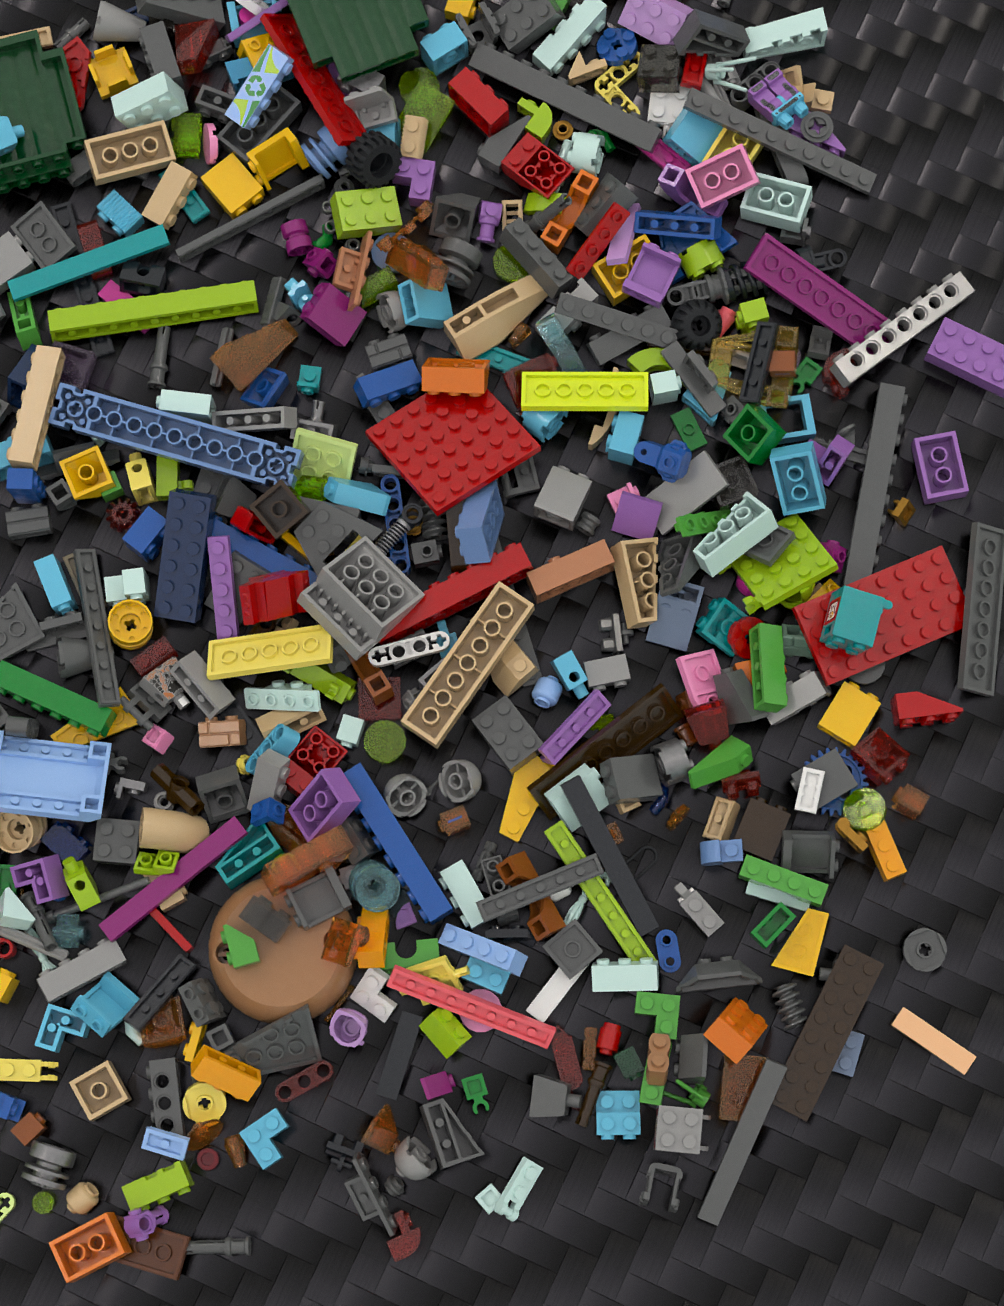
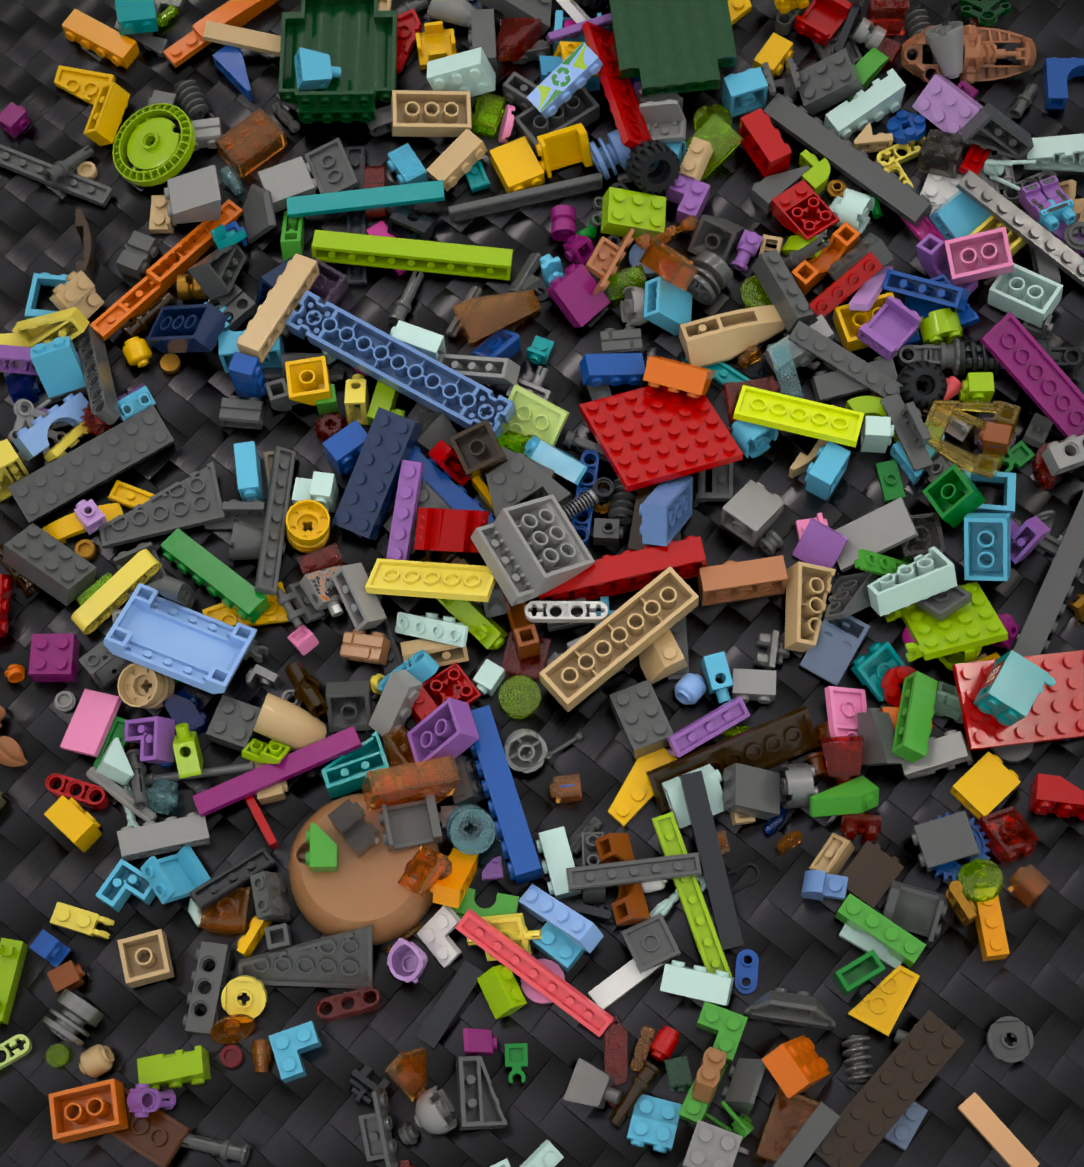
camera: 15 degrees right, 10 degrees down
(165, 1143) = (192, 1025): light blue plate -> none
(225, 1073) = (272, 973): light orange brick -> none
(267, 811) = (388, 728): blue bracket -> none
(460, 780) = (582, 749): light grey cylinder -> none
(669, 459) = (865, 497): blue piece -> none
(698, 909) = (787, 939): light grey hinge -> none
(759, 362) = (974, 430): black tile -> none
(809, 790) = (929, 845): white plate -> none

